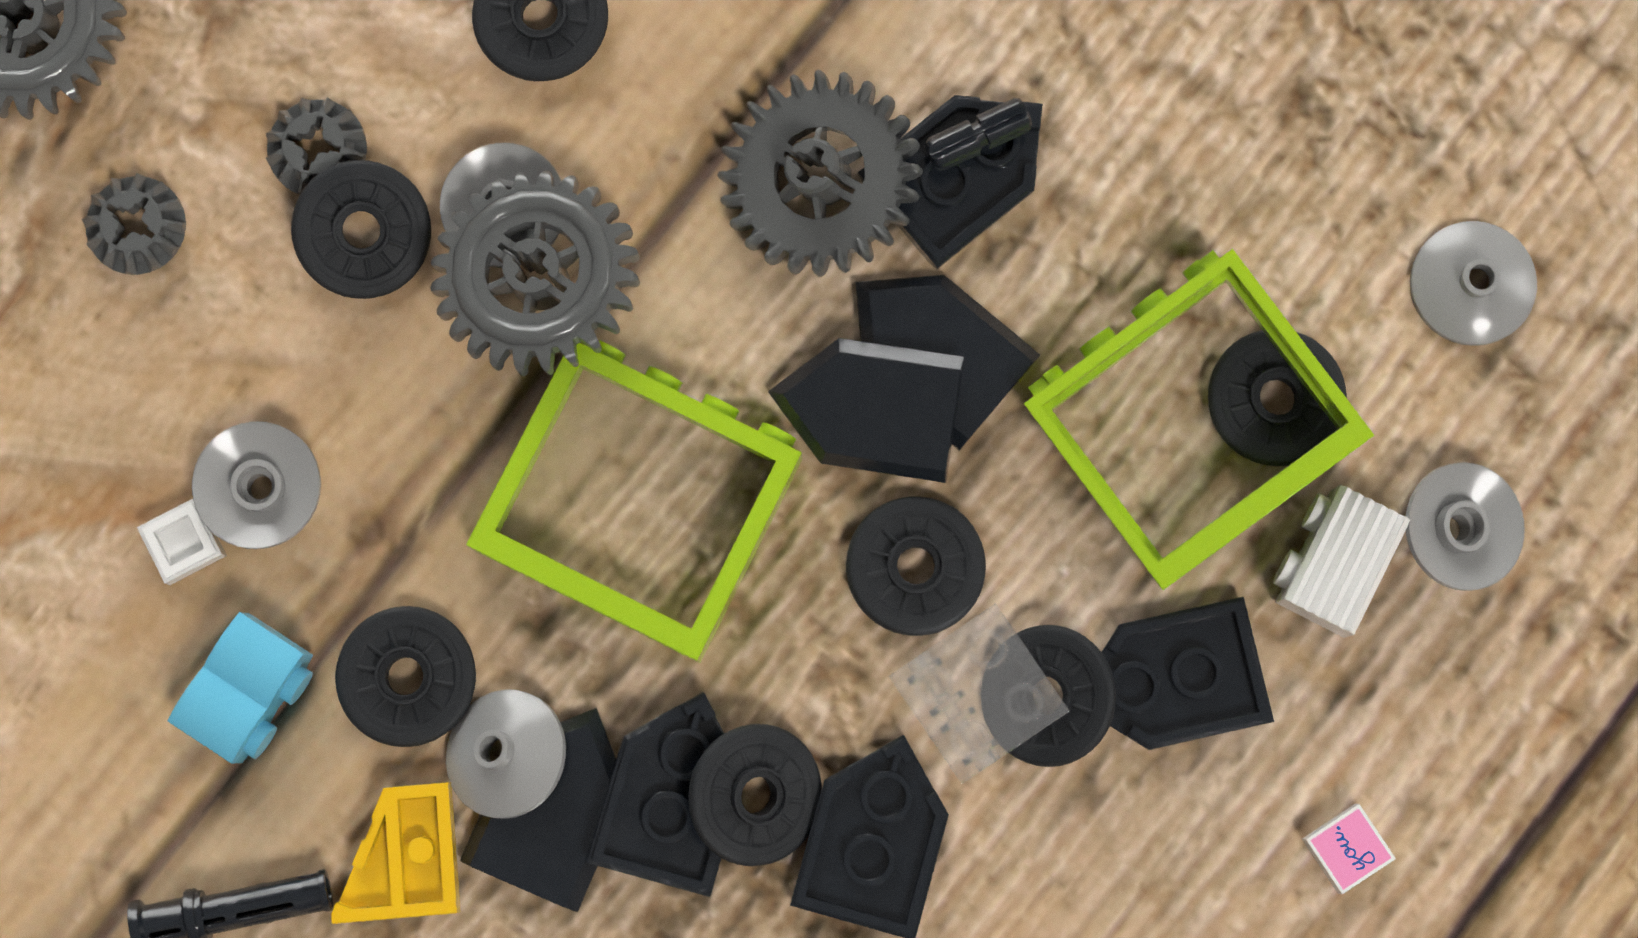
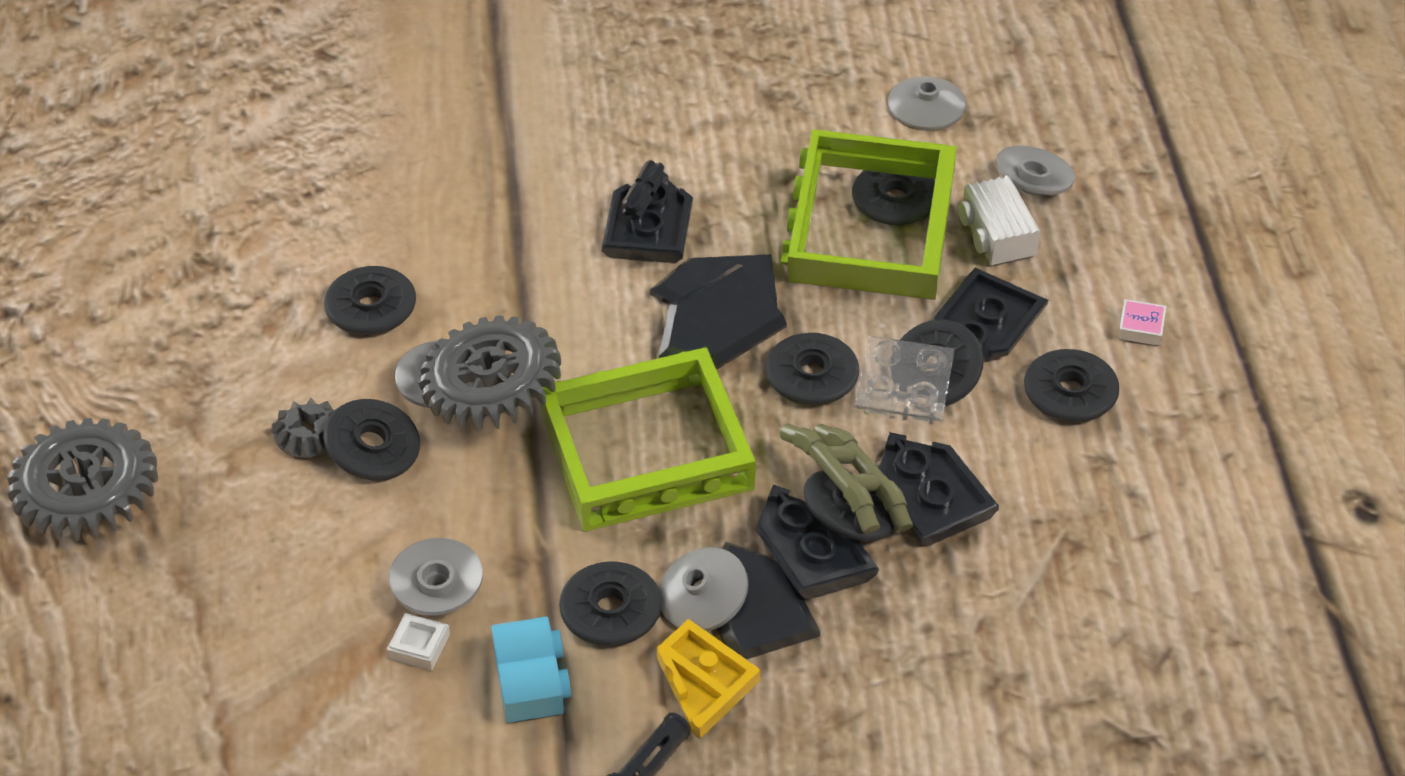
camera: 45 degrees left, 35 degrees down
(136, 252) = (255, 537): dark grey gear -> none
(760, 781) = (843, 449): none -> olive piece
(770, 146) = (585, 255): dark grey gear -> none
(1212, 849) = (1090, 402): none -> black wheel

